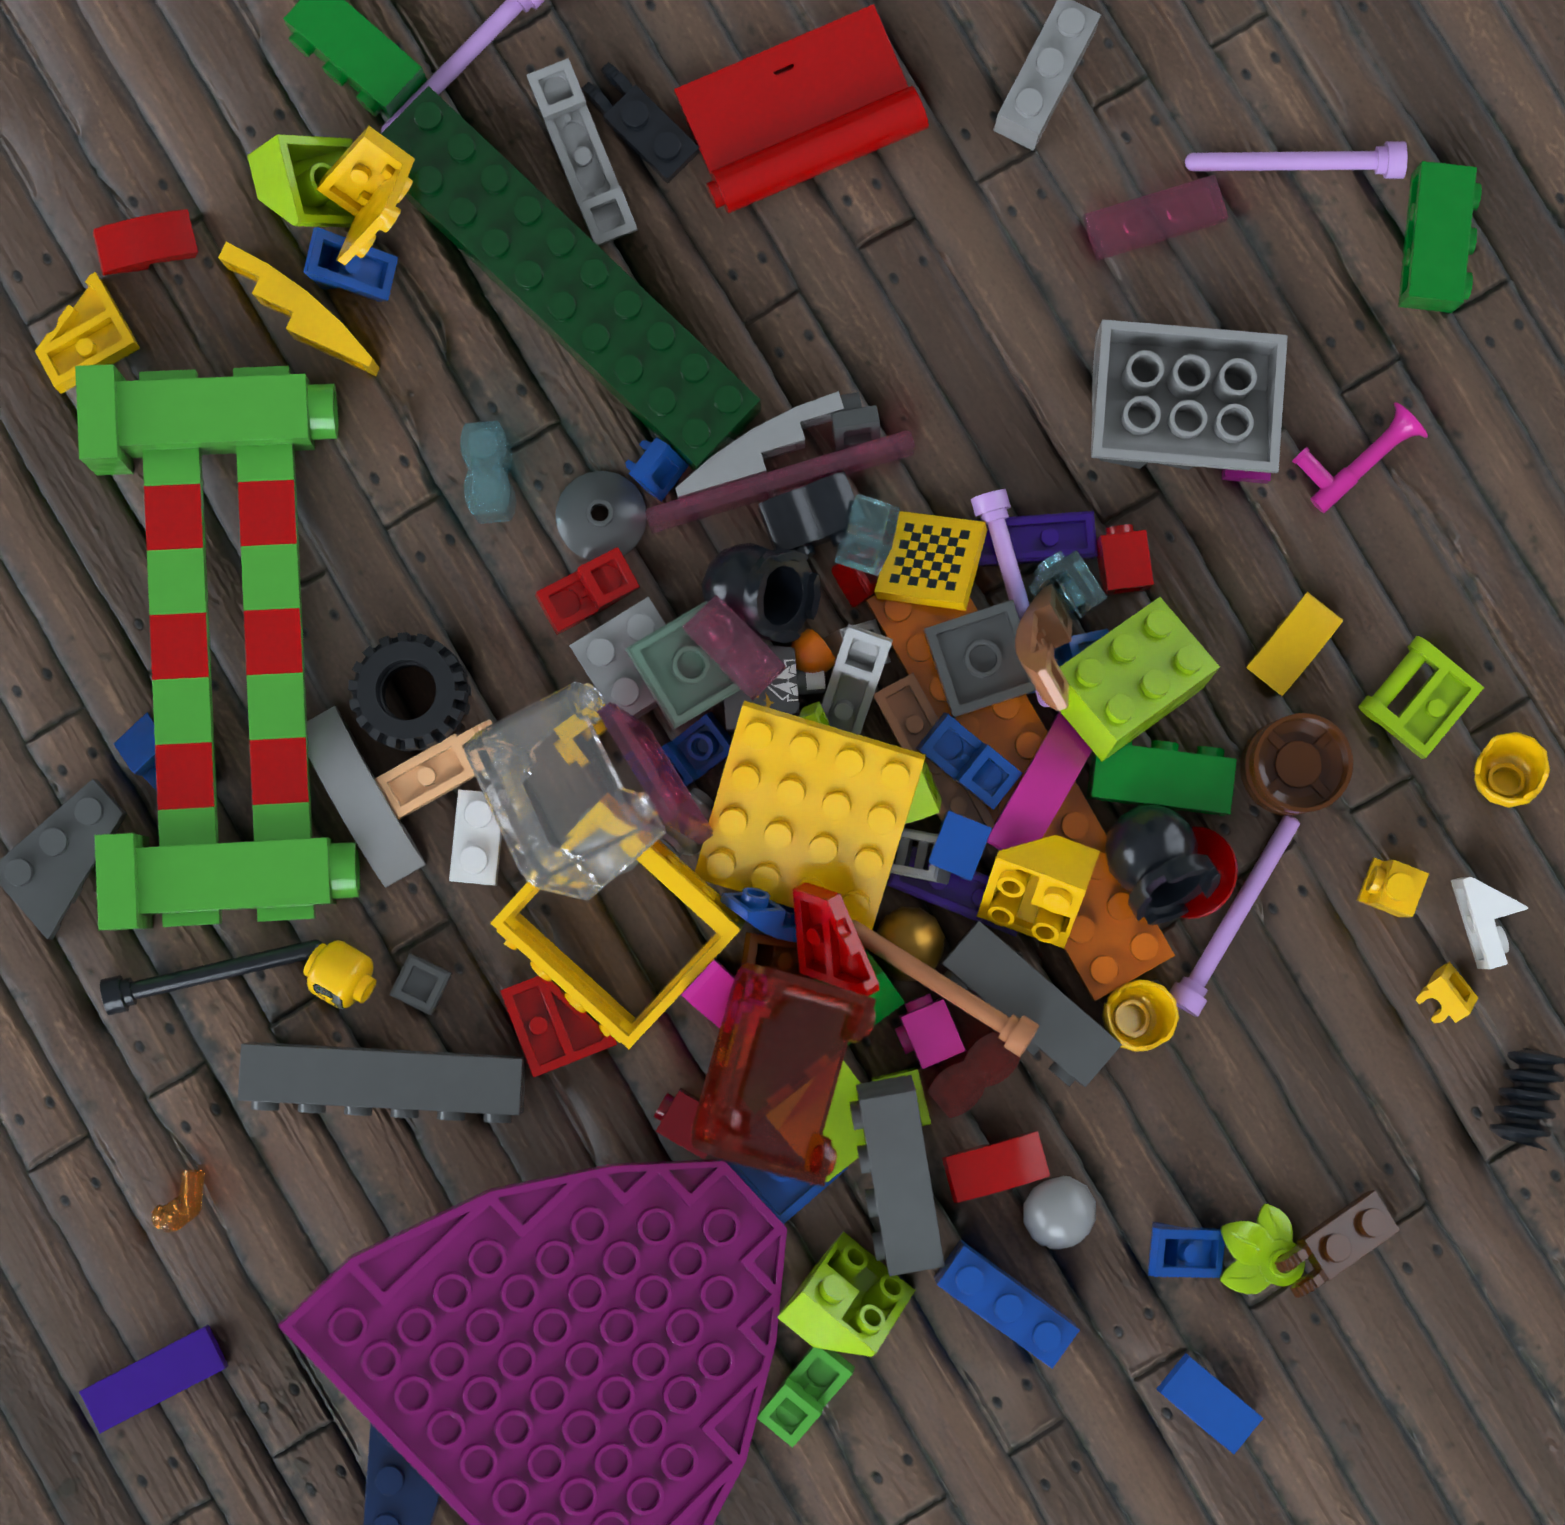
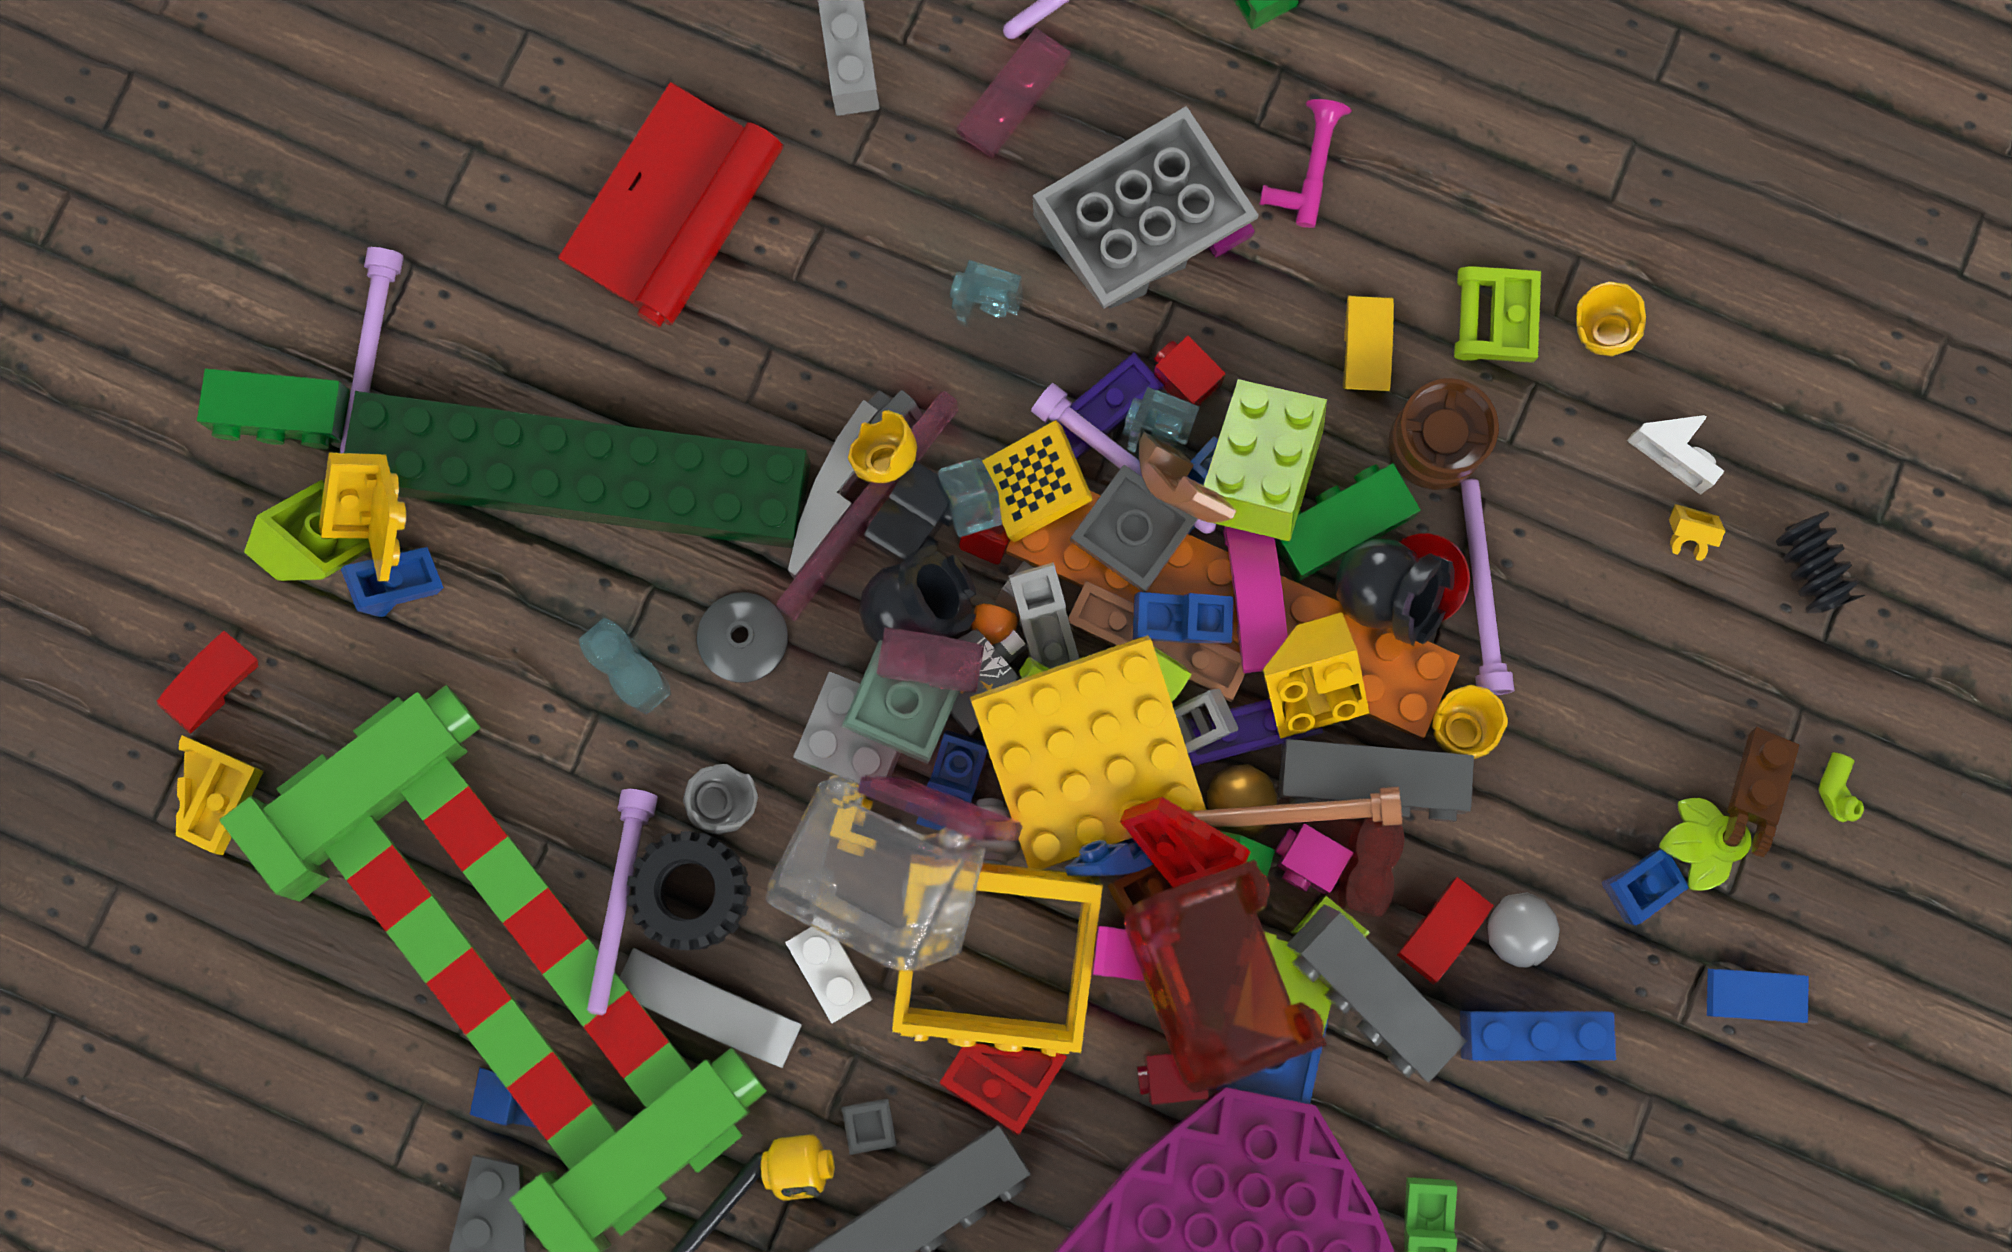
camera: 35 degrees left, 5 degrees down
(308, 317) = (389, 647): yellow slope -> none
(414, 596) = (635, 809): none -> lavender piece
(428, 774) = (752, 946): light nougat hinge -> none
(487, 636) = (720, 799): none -> light grey hair
(581, 152) = (518, 359): light grey slope -> none
(587, 590) = (774, 705): red slope -> none
(643, 125) = (552, 304): black hinge -> none
(657, 468) = (761, 565): blue tile -> none
(823, 445) = (883, 449): none -> yellow hair
(847, 1301) = (1408, 1130): lime slope -> none
(959, 845) = (1226, 689): blue panel -> none
(1013, 376) = (991, 287): none -> clear light blue bracket
(1393, 887) = (1589, 477): yellow brick -> none
(1400, 1288) = (1834, 791): none -> lime arm

